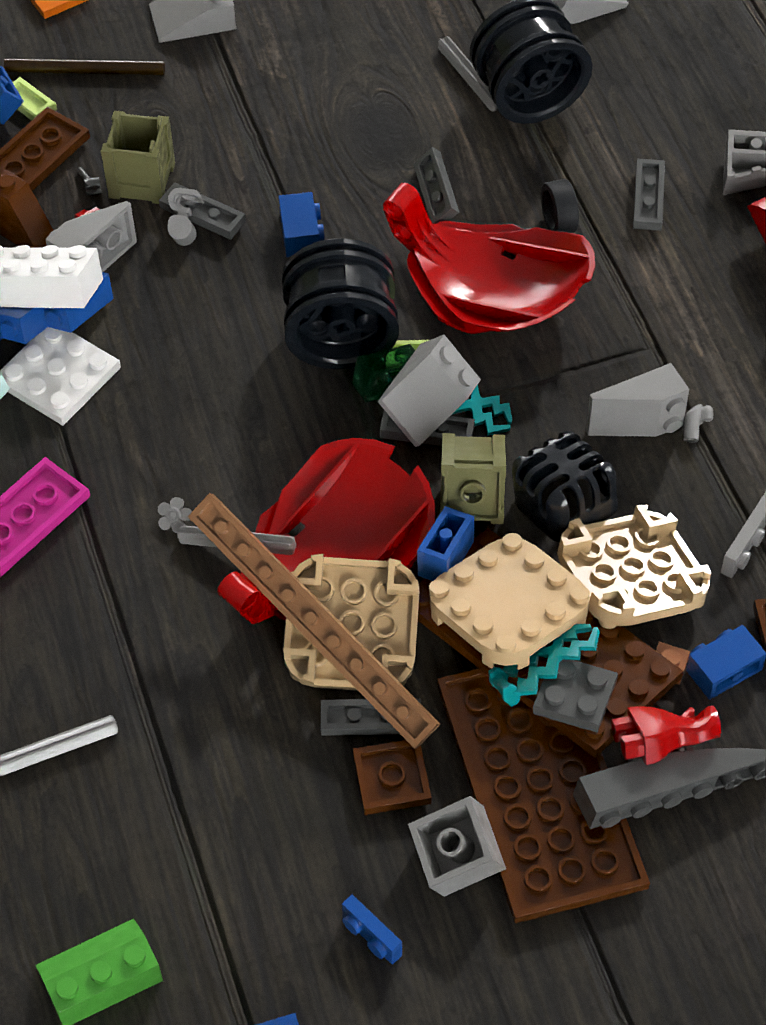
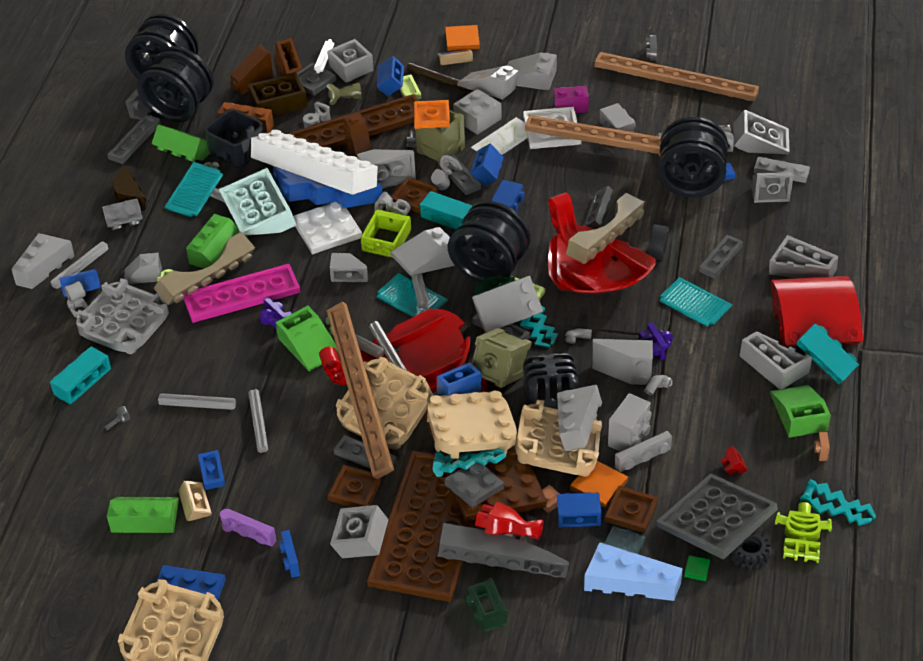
camera: 30 degrees right, 10 degrees down
(65, 24) = (455, 57): none -> tan slope
(79, 551) = (272, 313): none -> dark purple hips
(124, 132) = (431, 114): none -> orange tile
(139, 427) = (347, 268): none -> light grey slope
(142, 328) = (382, 220): none -> lime window
(150, 300) = (398, 207): none -> light grey leg
(151, 45) = (494, 82): none -> light grey slope
(156, 269) = (413, 193): none -> reddish brown plate
(156, 849) = (211, 470): none -> blue plate
(159, 568) = (304, 336): none -> bright green slope
(161, 913) = (194, 500): none -> tan slope
(164, 94) = (479, 111): none -> light grey brick
(170, 735) = (258, 421): none -> light grey axle
(224, 129) = (505, 137): none -> white sticker
(228, 276) = (443, 210): none -> teal brick
(236, 179) = (487, 164): none -> blue brick
(243, 354) = (424, 252): none -> light grey slope
(260, 434) = (401, 294): none -> teal window
(262, 408) = (420, 290): none -> light grey axle
(278, 918) = (247, 527): none -> medium lavender plate
(285, 33) = (572, 97): none -> magenta brick
(285, 86) = (539, 140): none -> white plate
(287, 527) = (385, 343): none -> light grey axle
(361, 74) = (593, 134): none -> medium nougat plate
(372, 43) = (616, 118): none -> light grey brick
(472, 246) = (587, 244): none -> dark tan arch
(539, 389) = (577, 333): none -> light grey arm
(637, 33) = (766, 165): none -> light grey plate
(643, 523) = (576, 414): none -> light grey wedge
(648, 64) = (772, 187): none -> light grey slope
(649, 353) = (660, 339): none -> dark purple hips
(657, 276) = (694, 302): none -> teal window
(703, 888) = (491, 619): none -> clear green window
(713, 501) = (629, 423): none -> light grey brick
(725, 607) = (602, 481): none -> orange tile

